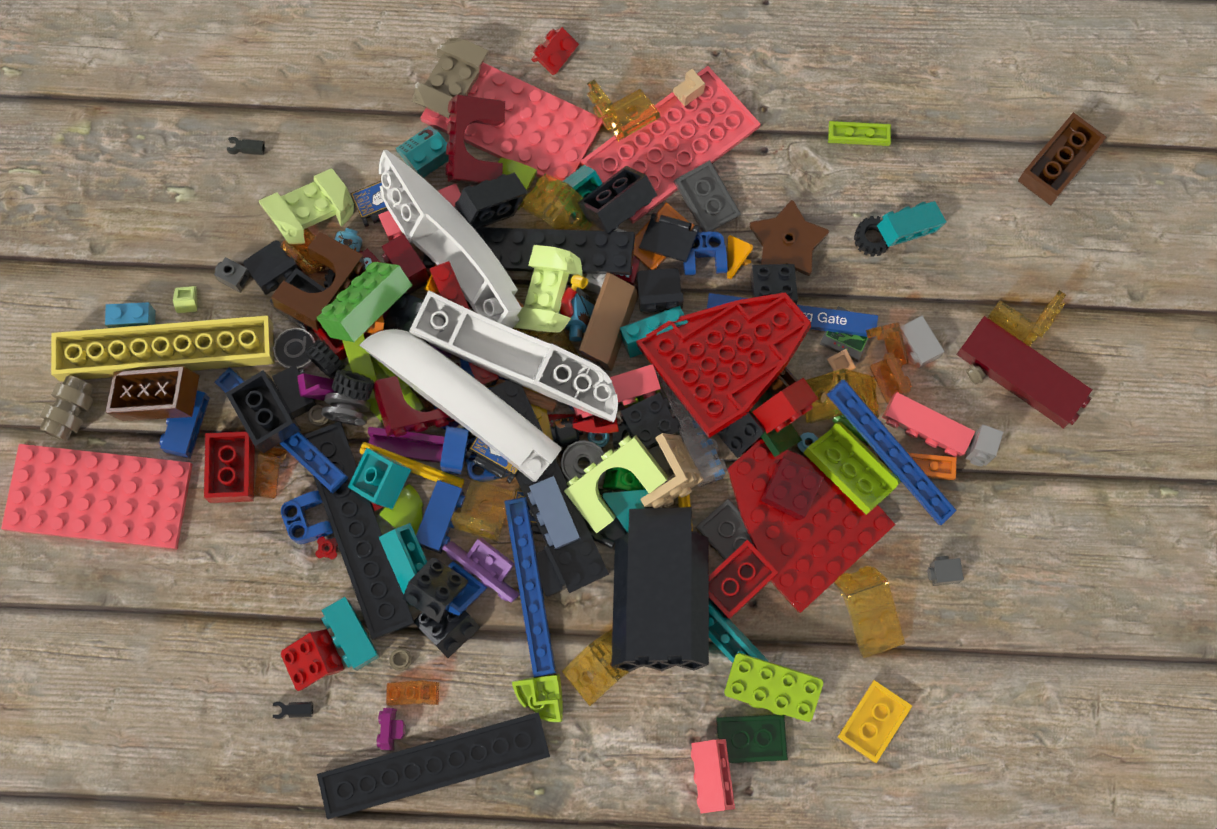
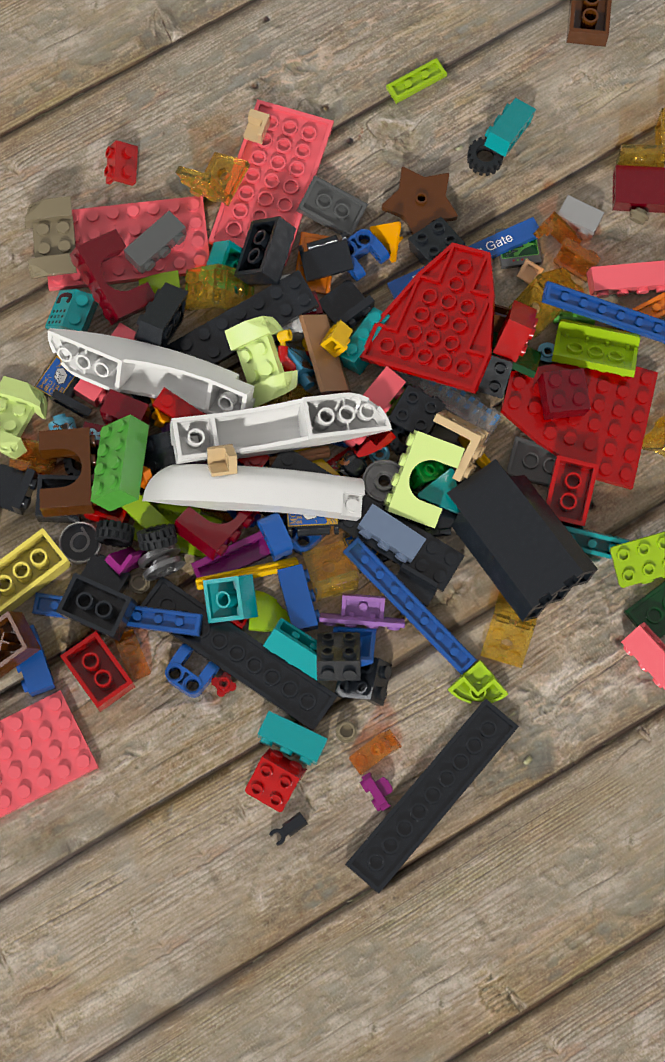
camera: 35 degrees left, 0 degrees up
(367, 226) = (70, 404): none -> black tile
(446, 354) = (222, 460): none -> tan panel
(533, 134) = (155, 242): none -> dark grey brick
(627, 313) = (337, 339): none -> yellow brick

